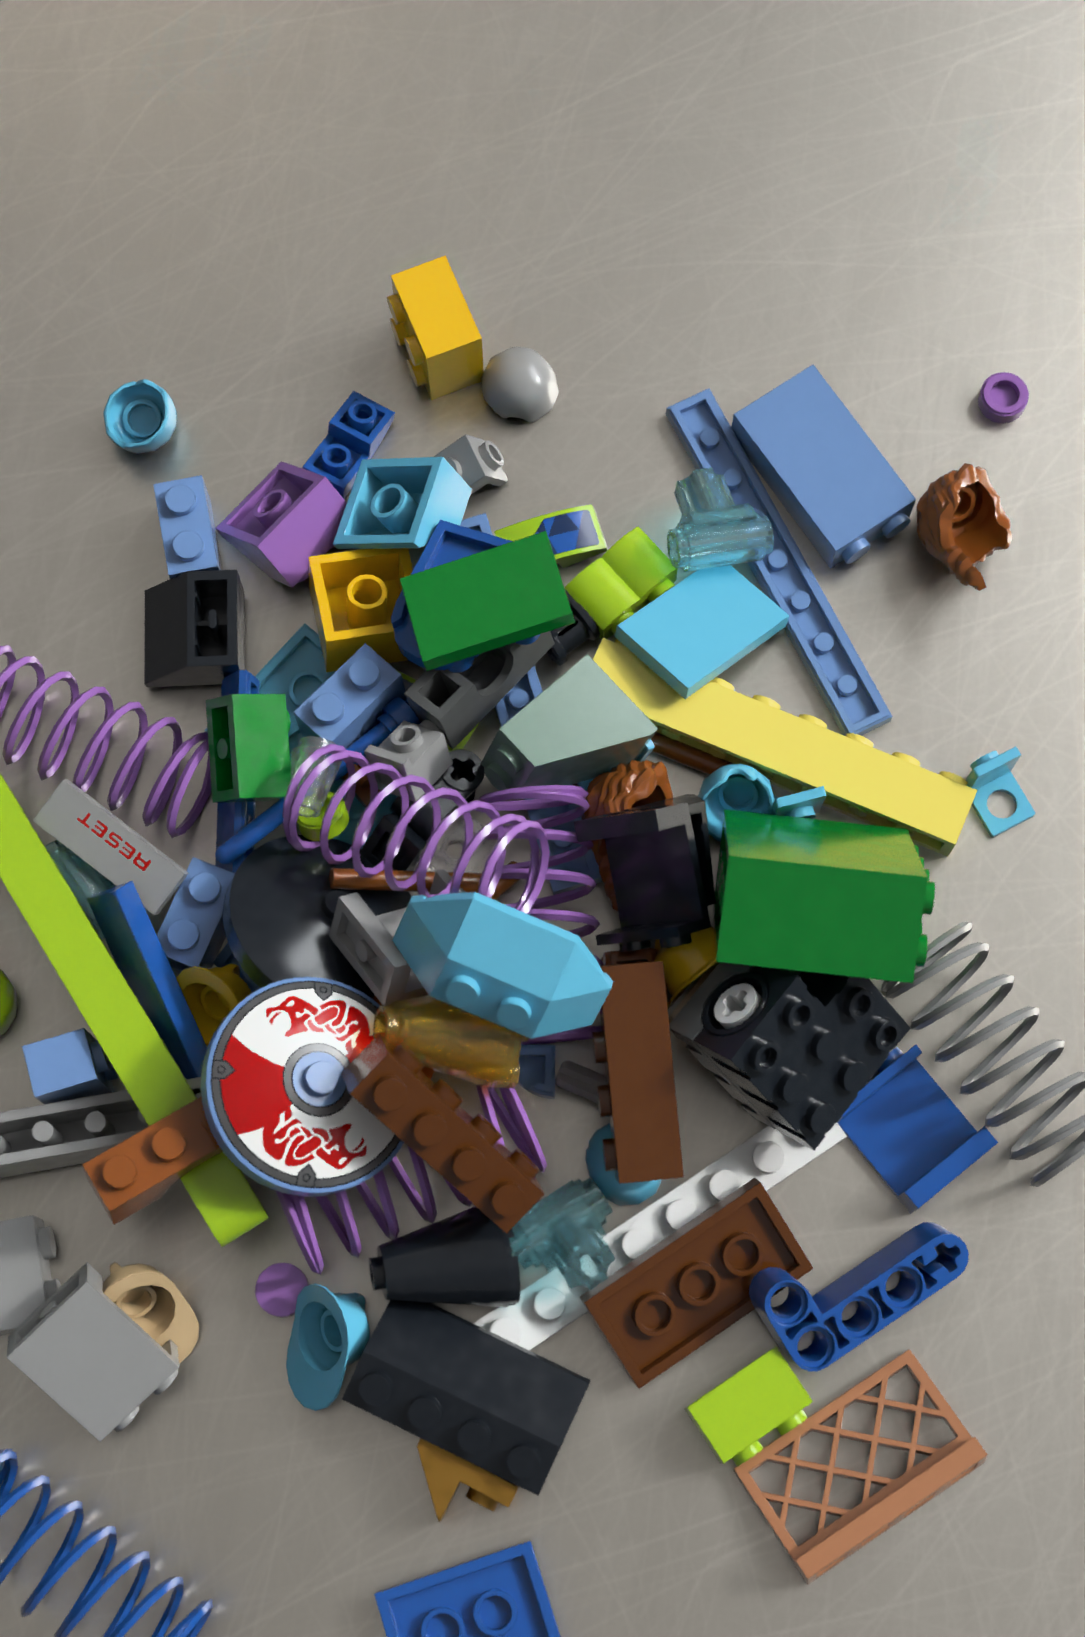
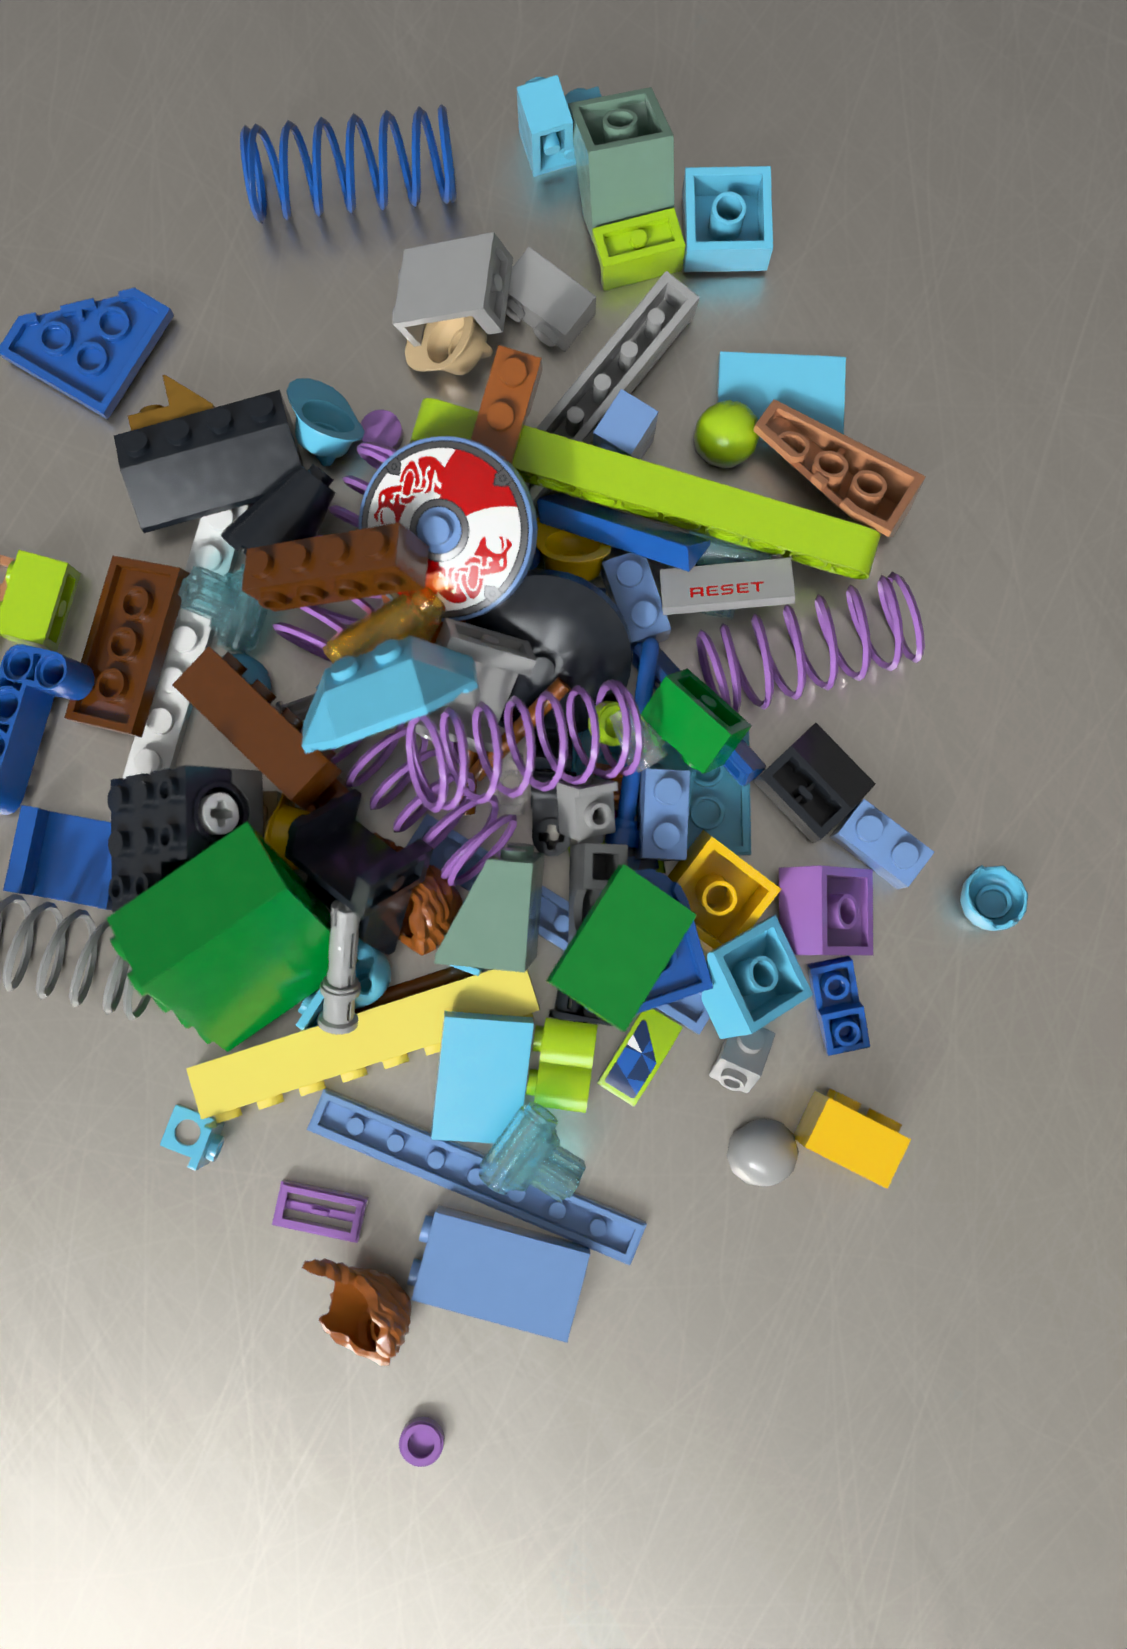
camera: 140 degrees right, 10 degrees up
(755, 786) = (340, 984): none -> light grey pin
(924, 656) = (356, 1217): none -> medium lavender tile

